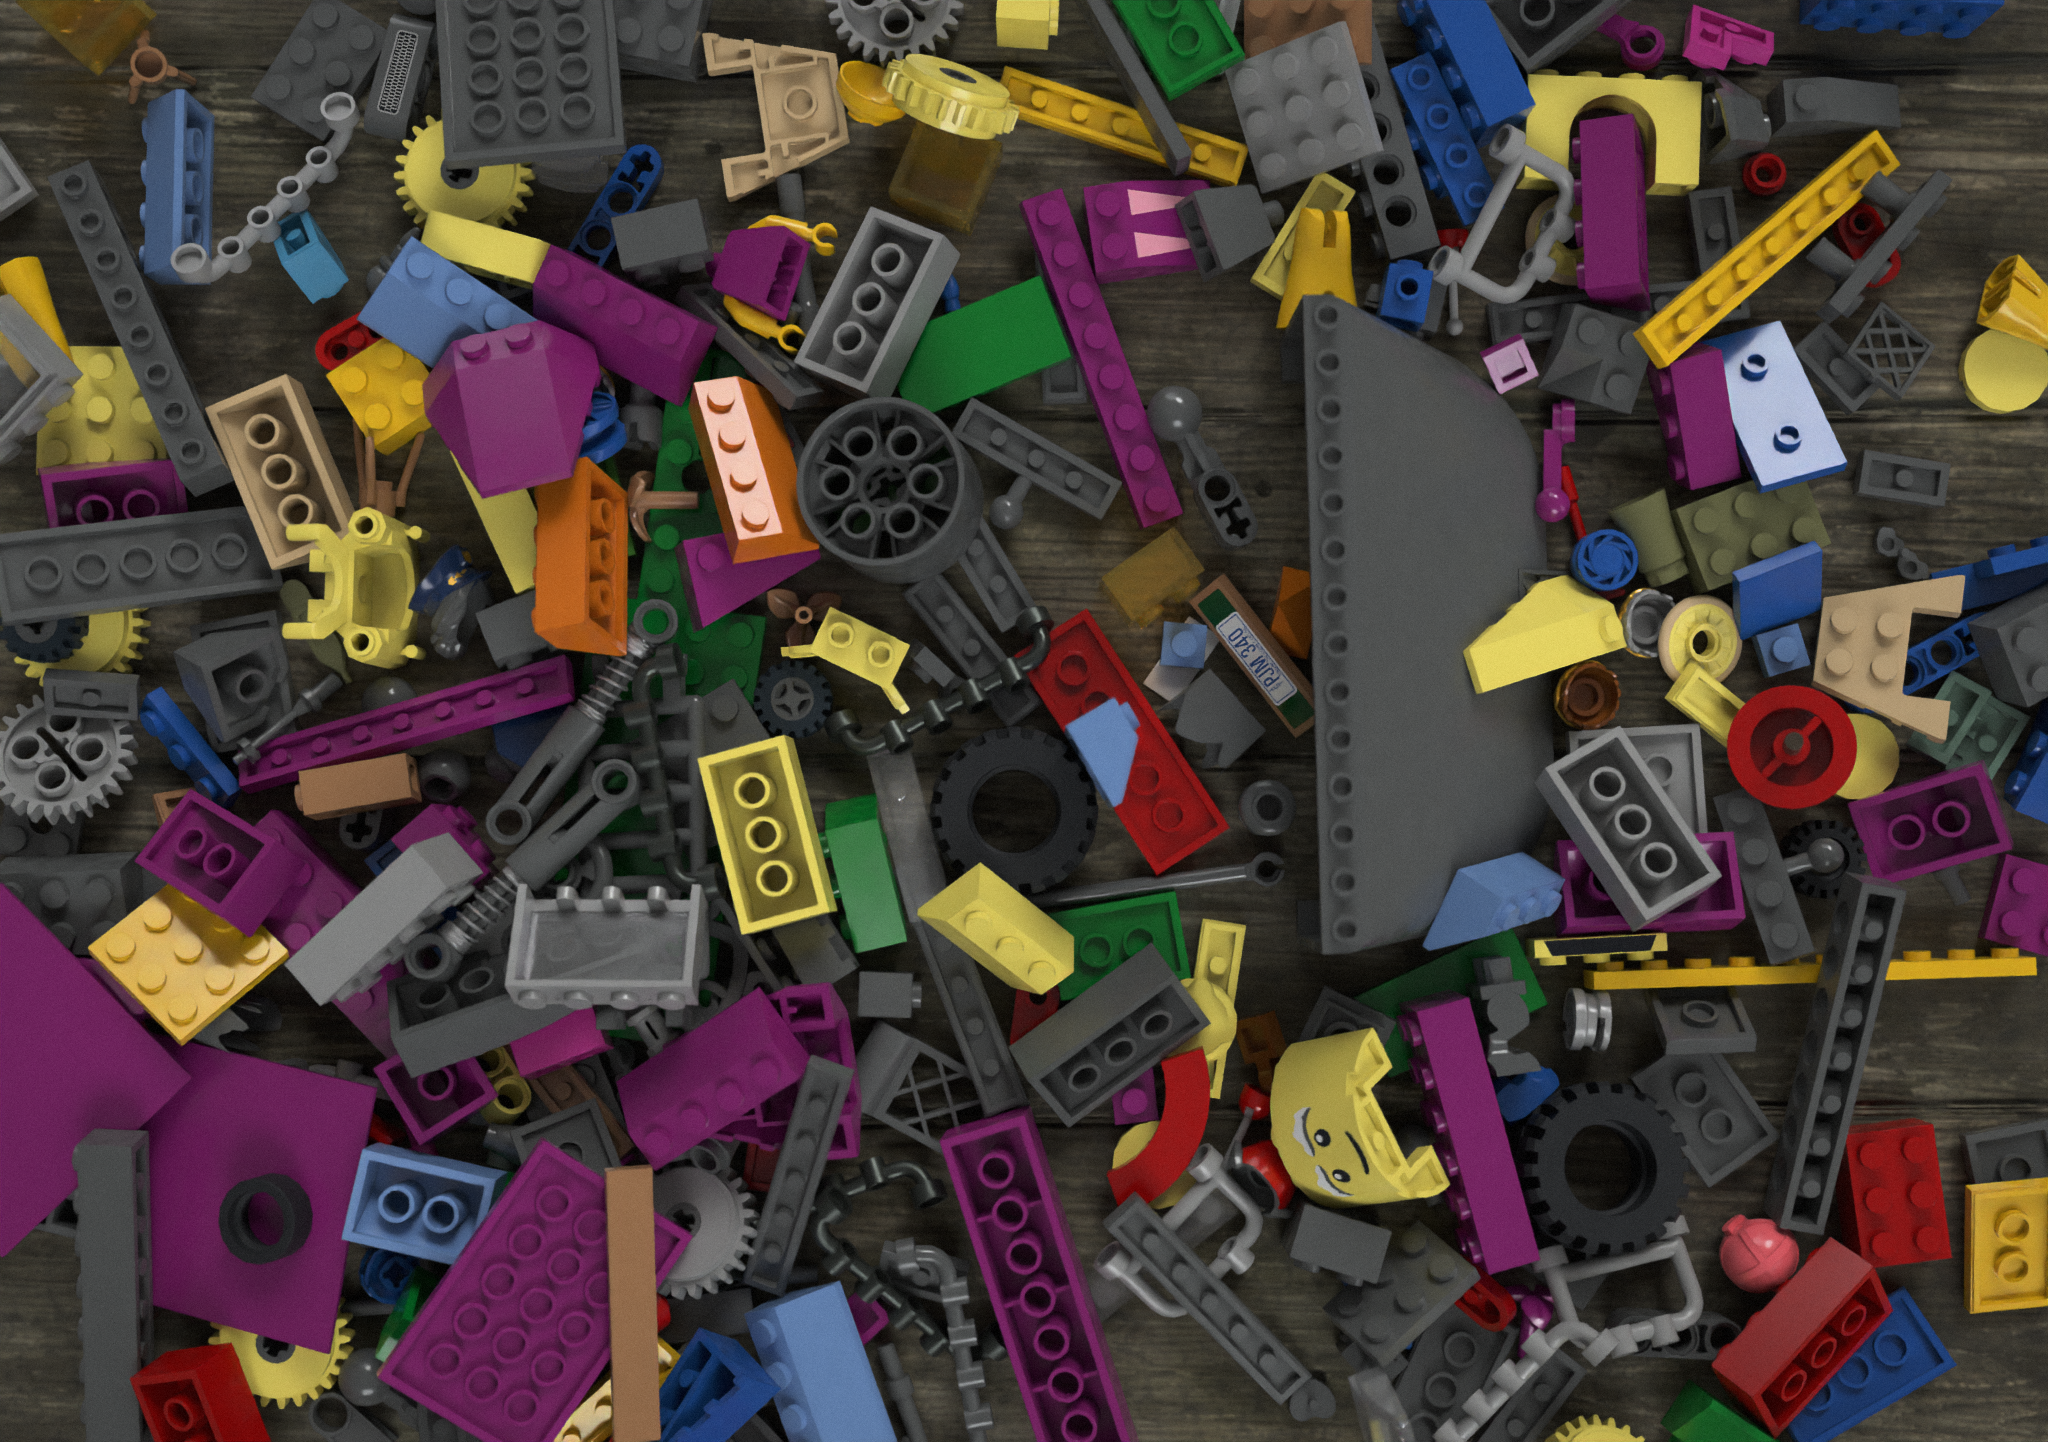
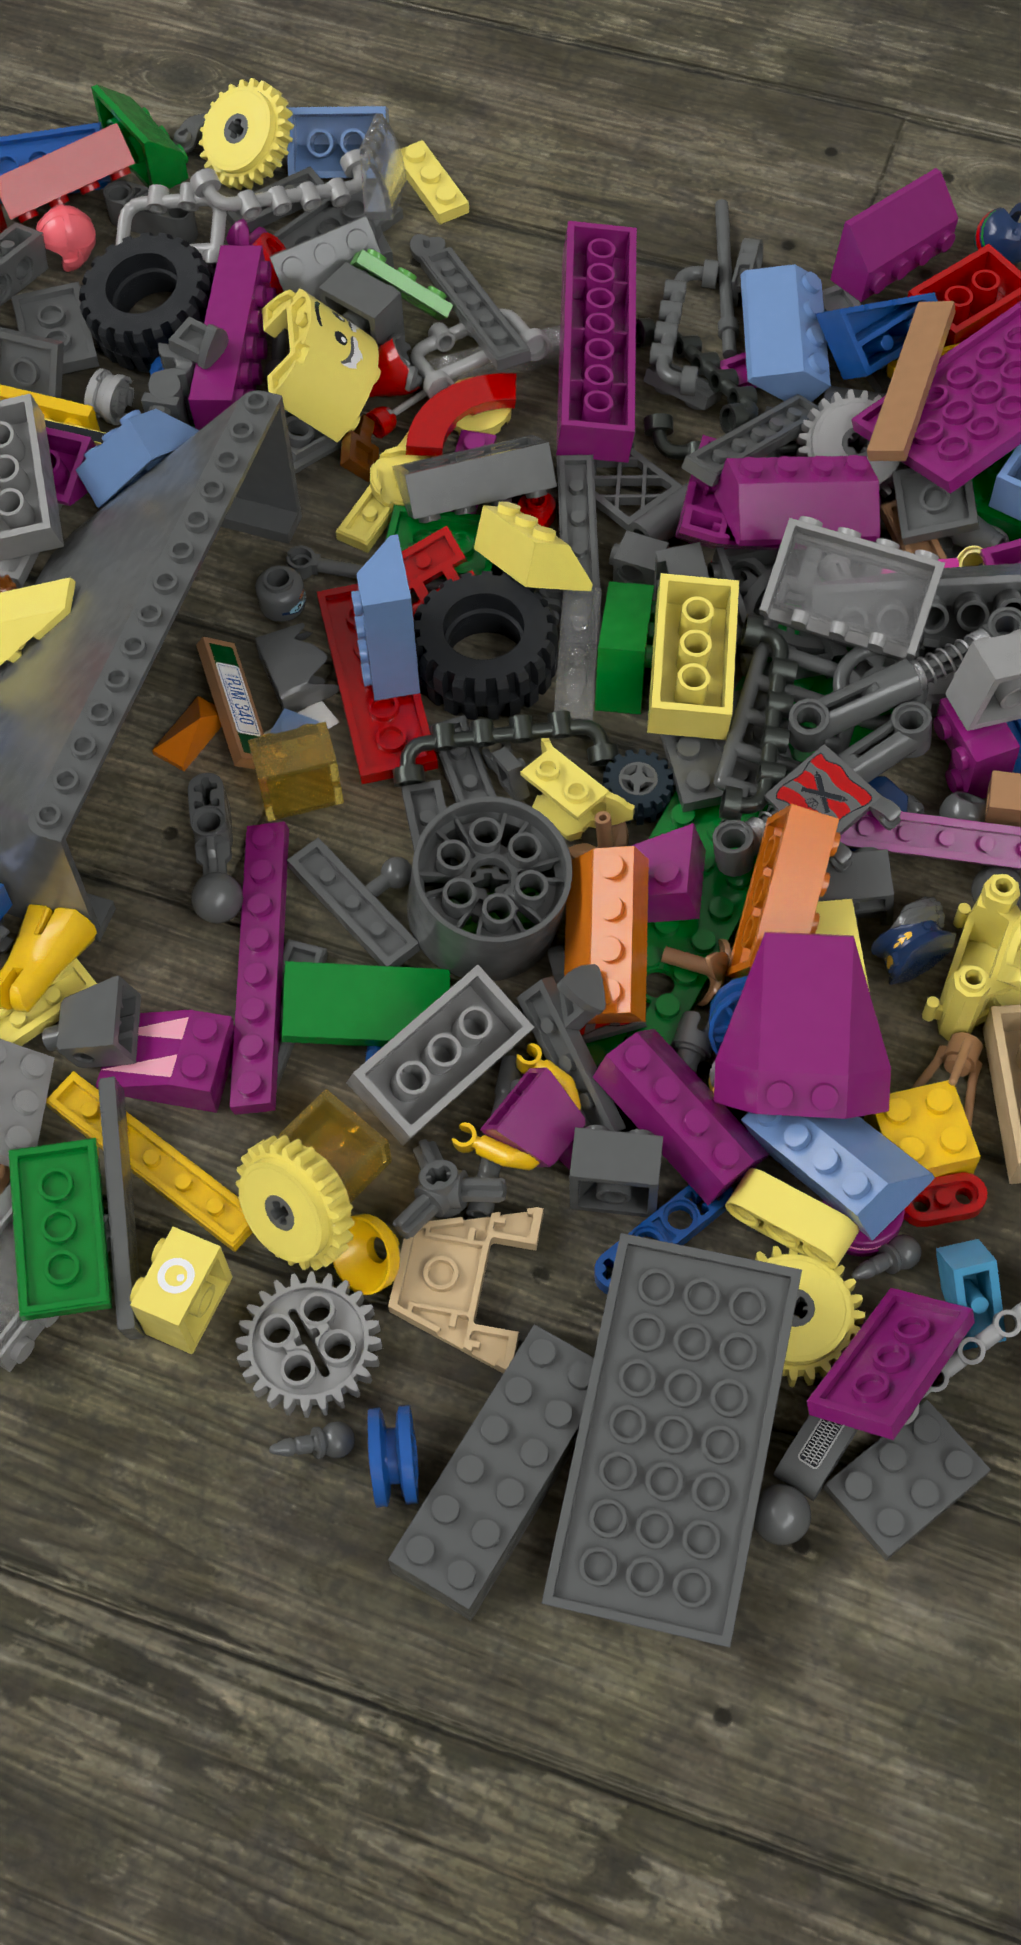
camera: 160 degrees left, 25 degrees down
(353, 138) = (891, 1363): none -> magenta plate
(568, 693) = (834, 789): none -> flag
(746, 384) = (581, 996): none -> dark grey tile
(805, 182) = (443, 1190): none -> dark grey bush
(1118, 896) = (431, 559): none -> red plate
(1305, 1295) = (426, 299): none -> bright green plate
(1490, 1080) = (199, 342): none -> dark grey tile

